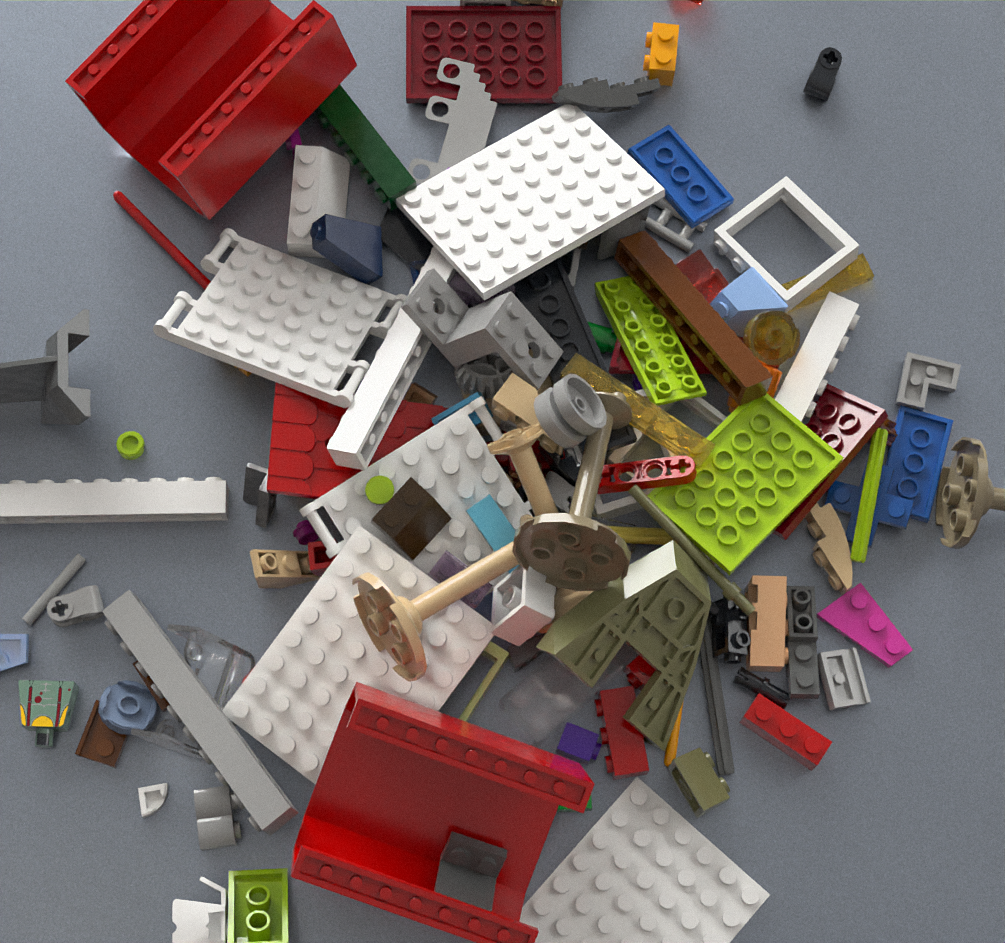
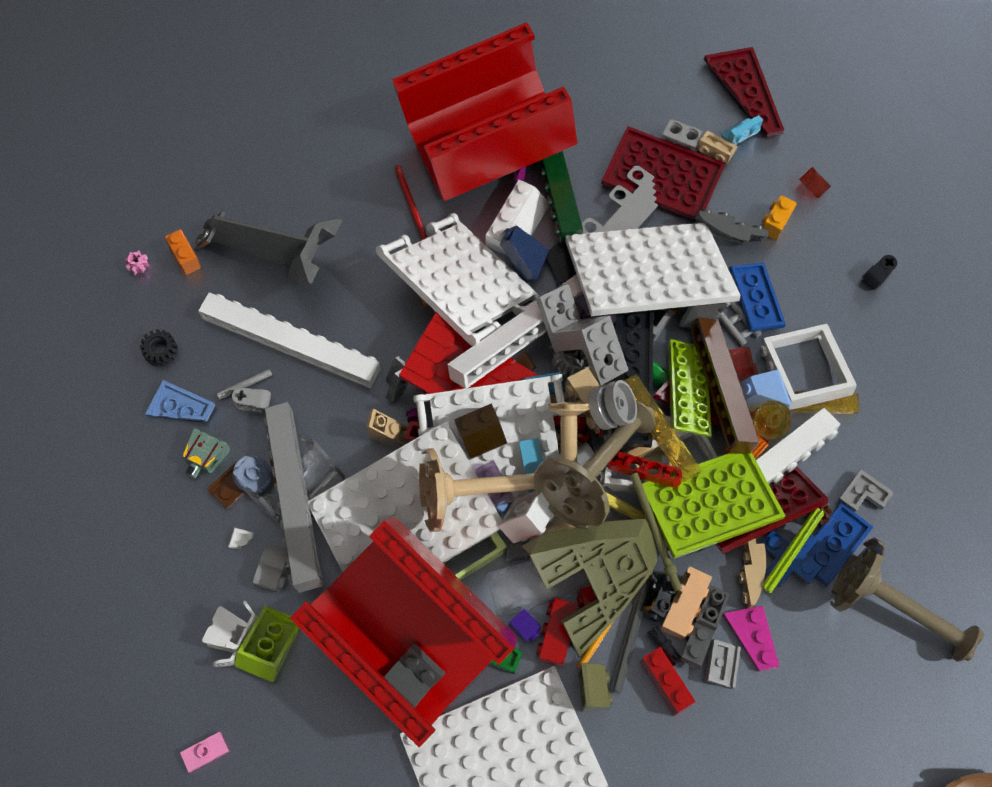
camera: 25 degrees right, 5 degrees down
(130, 445) = (333, 318): lime tile -> none
(379, 490) = (468, 404): lime tile -> none

